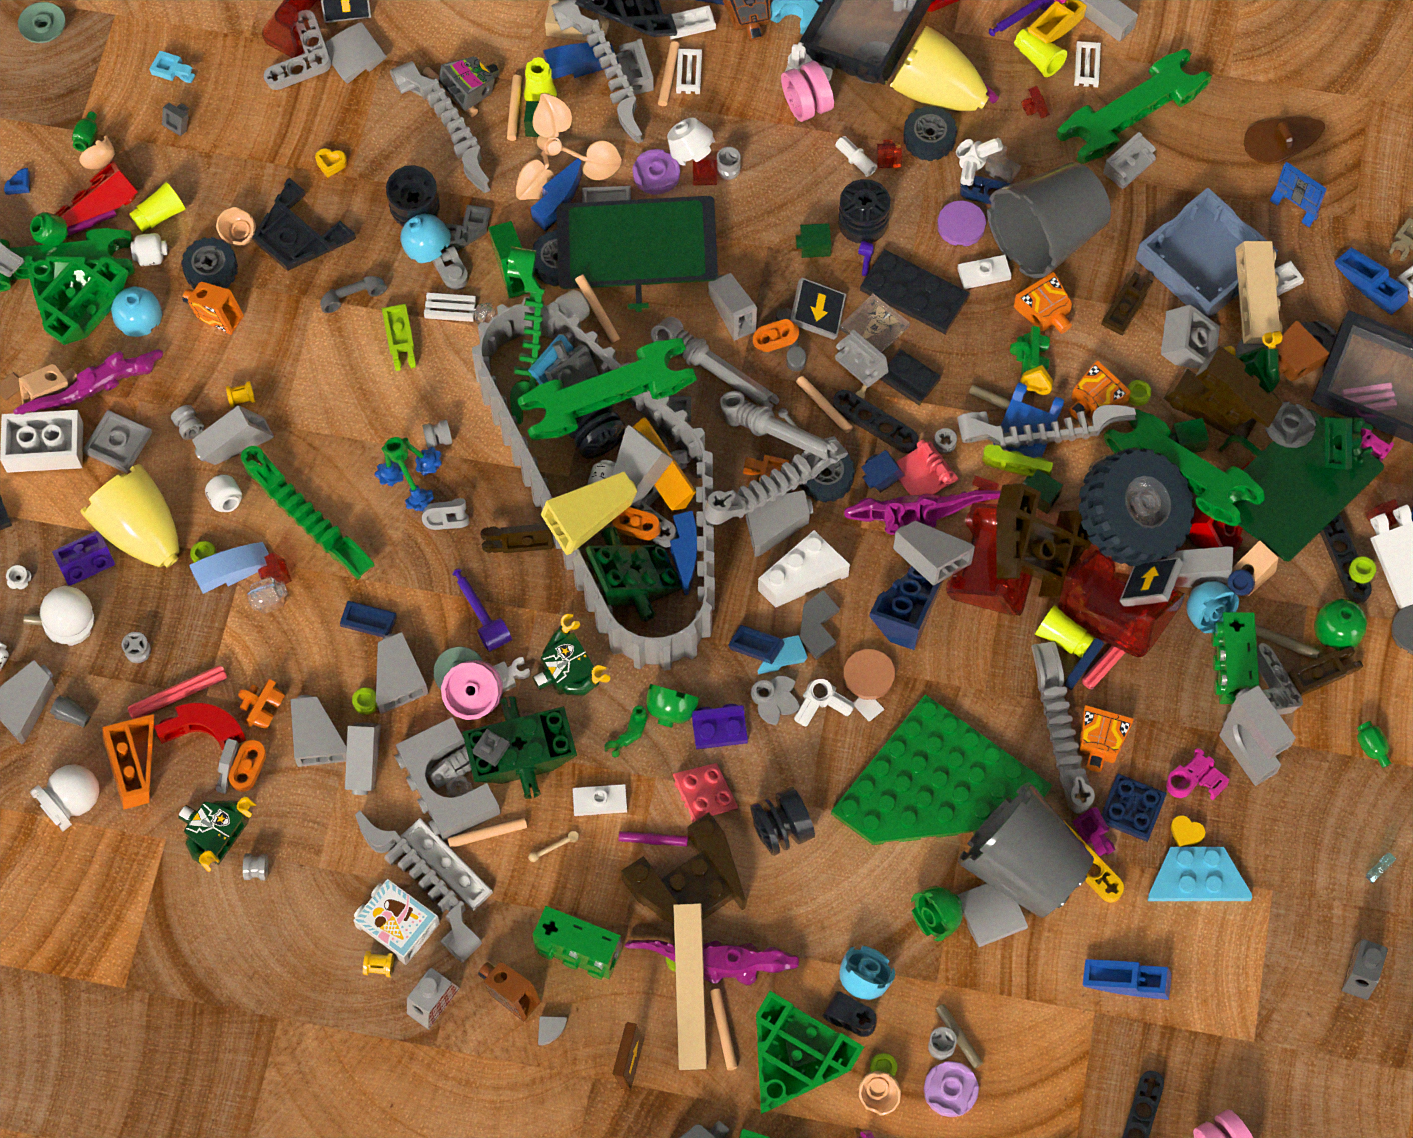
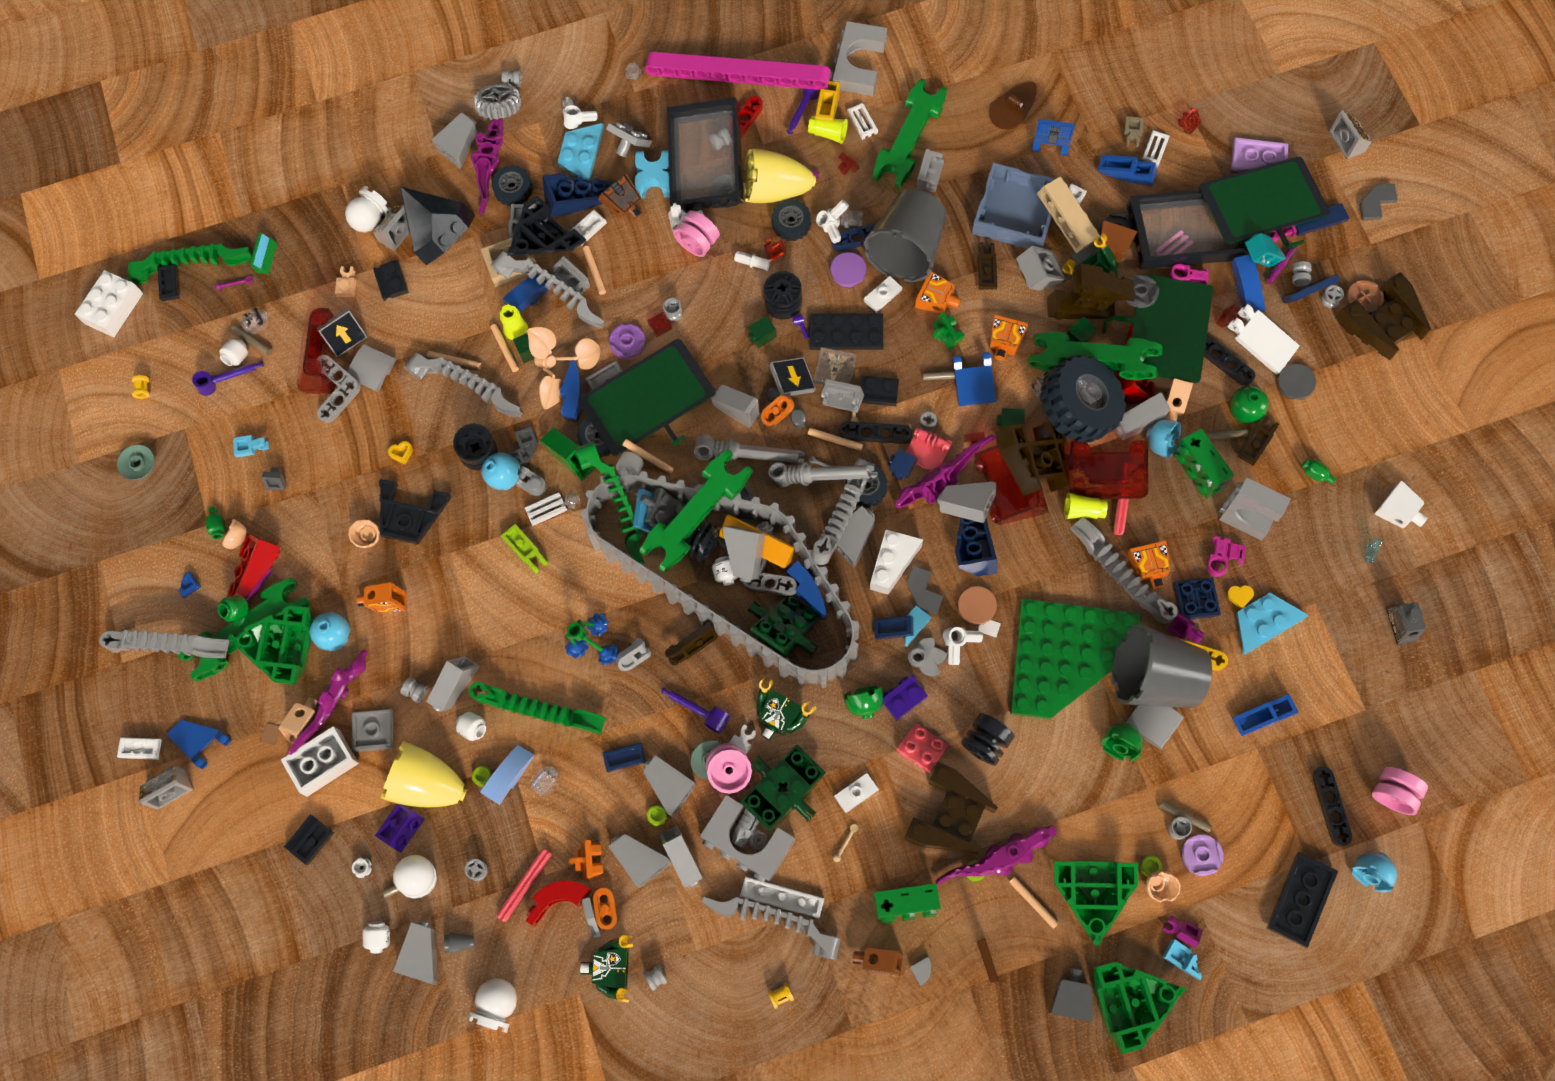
camera: 25 degrees left, 5 degrees up
(130, 757) = (522, 952): orange wedge -> none
(148, 249) = (312, 582): white head -> none
(157, 208) = (300, 550): neon yellow plant -> none
(207, 251) = (354, 562): black wheel -> none
(240, 394) = (439, 649): yellow bush -> none
(275, 568) = (540, 759): clear red tile -> none
(373, 284) = (484, 522): dark grey bar -> none
(396, 920) = (773, 958): panel -> none
(431, 997) = (831, 998): light grey torso -> none
(437, 434) = (592, 602): light grey wheel -> none
(468, 80) = (463, 346): dark grey torso -> none
(487, 832) = (795, 859): light nougat bar -> none
(491, 747) = (767, 802): dark grey tile -> none
(587, 510) = (733, 604): light yellow slope -> none
(633, 733) = (850, 732): green arm -> none
(638, 523) = (767, 590): orange plate -> none
(653, 838) = (907, 799): magenta piece -> none
(688, 87) = (612, 272): white tile -> none
(690, 140) = (639, 308): white cone -> none
(690, 987) = (998, 888): tan tile -> none
(764, 467) = (827, 503): orange plate -> none
(847, 1012) = (1106, 844): black piece -> none
(866, 973) = (1104, 810): medium azure cylinder -> none
(976, 427) = (945, 400): light grey piece -> none
(1015, 461) = (983, 410): lime hinge -> none
(1037, 380) = (963, 348): yellow tile -> none
(1083, 664) = (1109, 522): dark blue tile -> none
(1140, 392) = (1032, 320): lime tile -> none
(1151, 582) = (1121, 443): tile -> none
(1241, 582) = (1178, 412): dark blue tile -> none
(1282, 691) = (1238, 465): light grey beam -> none
(1344, 441) = (1184, 285): dark green piece -> none
(1362, 569) = (1241, 361): lime tile -> none

